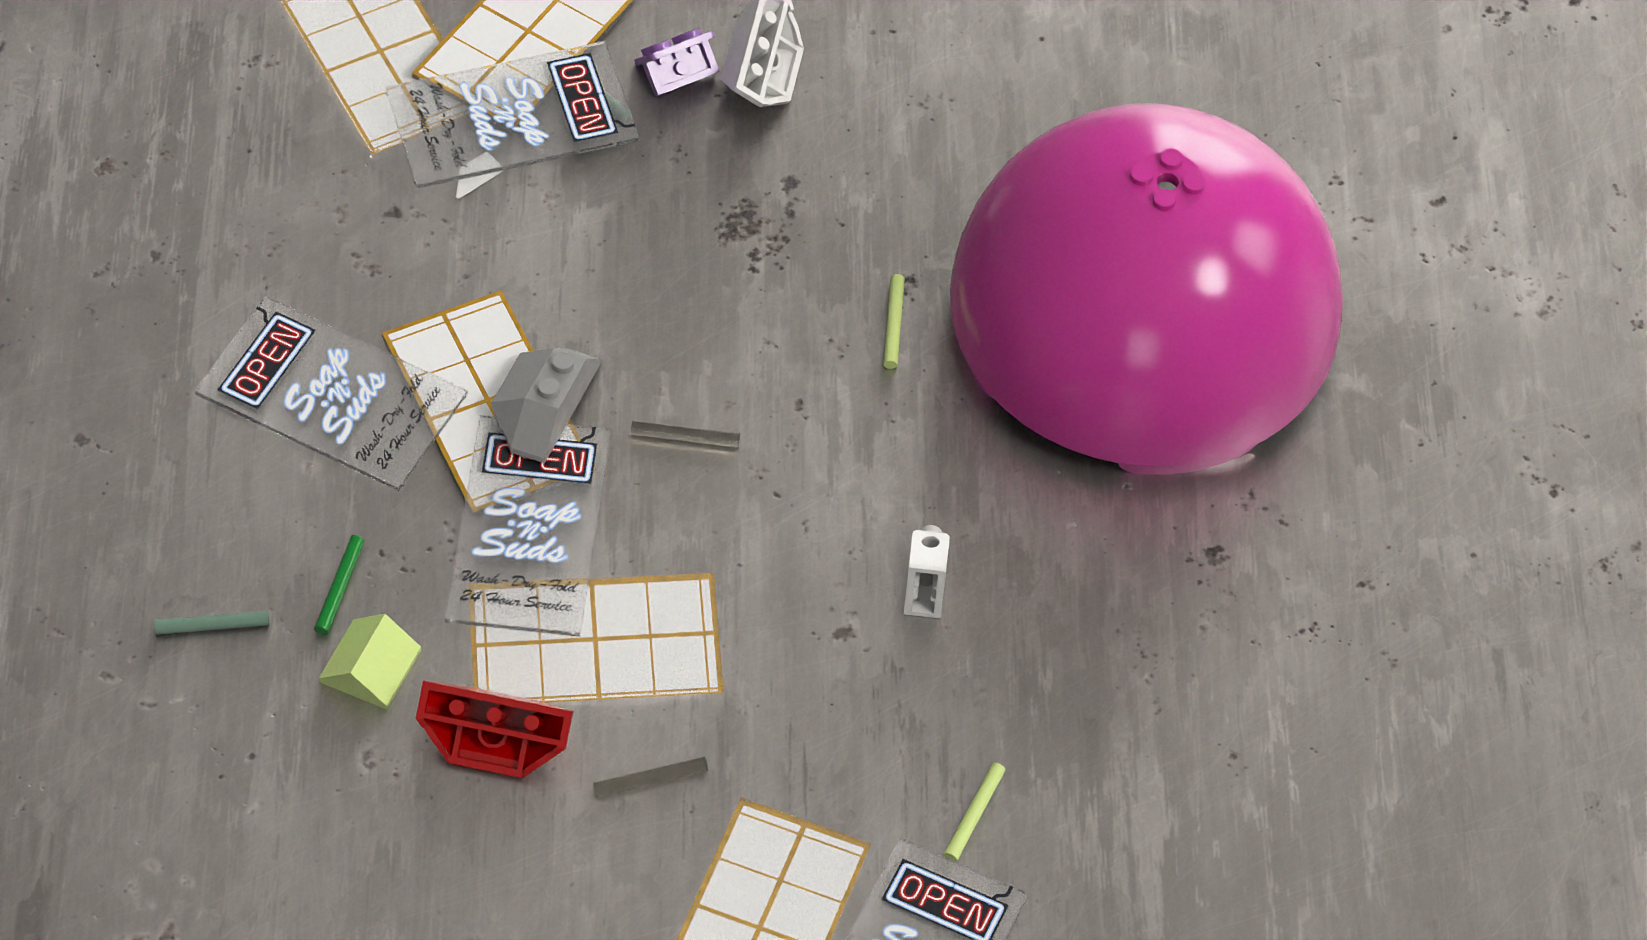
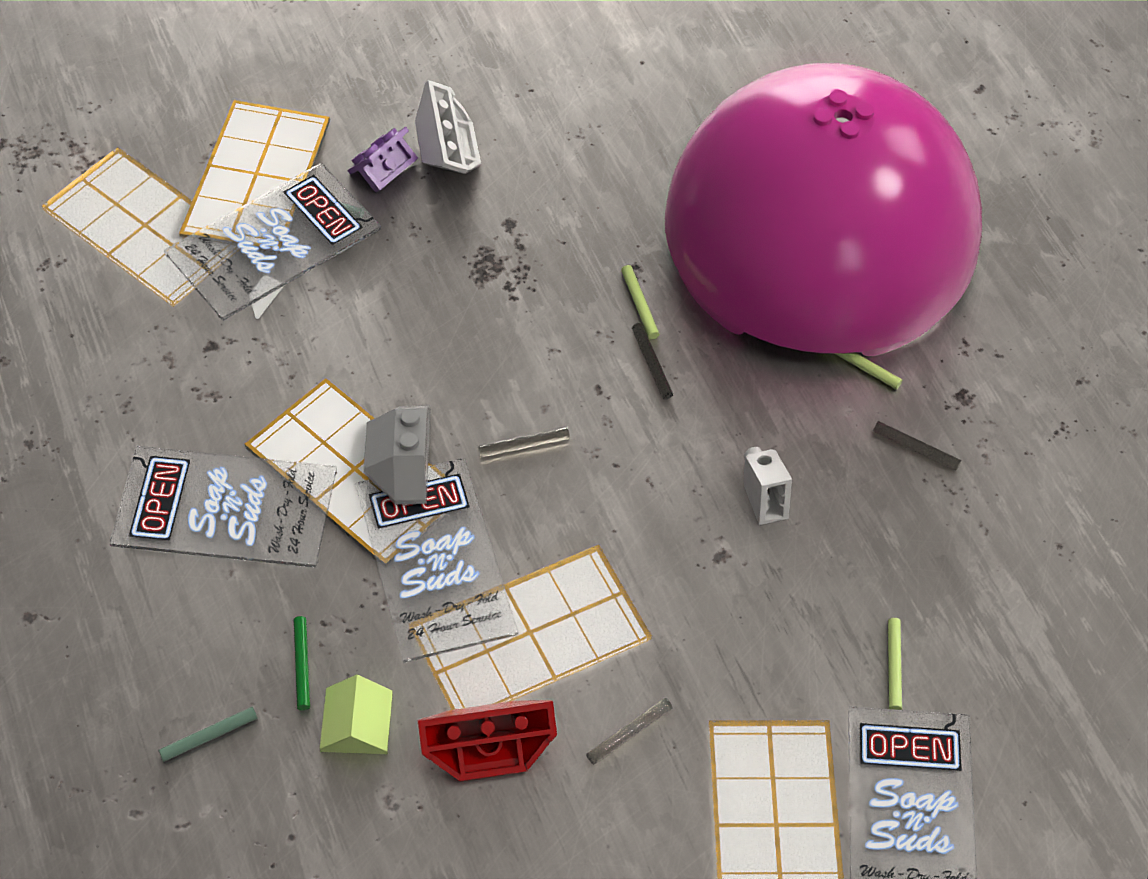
camera: 20 degrees left, 0 degrees up
(874, 389) = (652, 361): none -> clear smoke bar
(1123, 488) = (872, 369): none -> yellowish green bar
(1128, 590) = (917, 445): none -> clear smoke bar

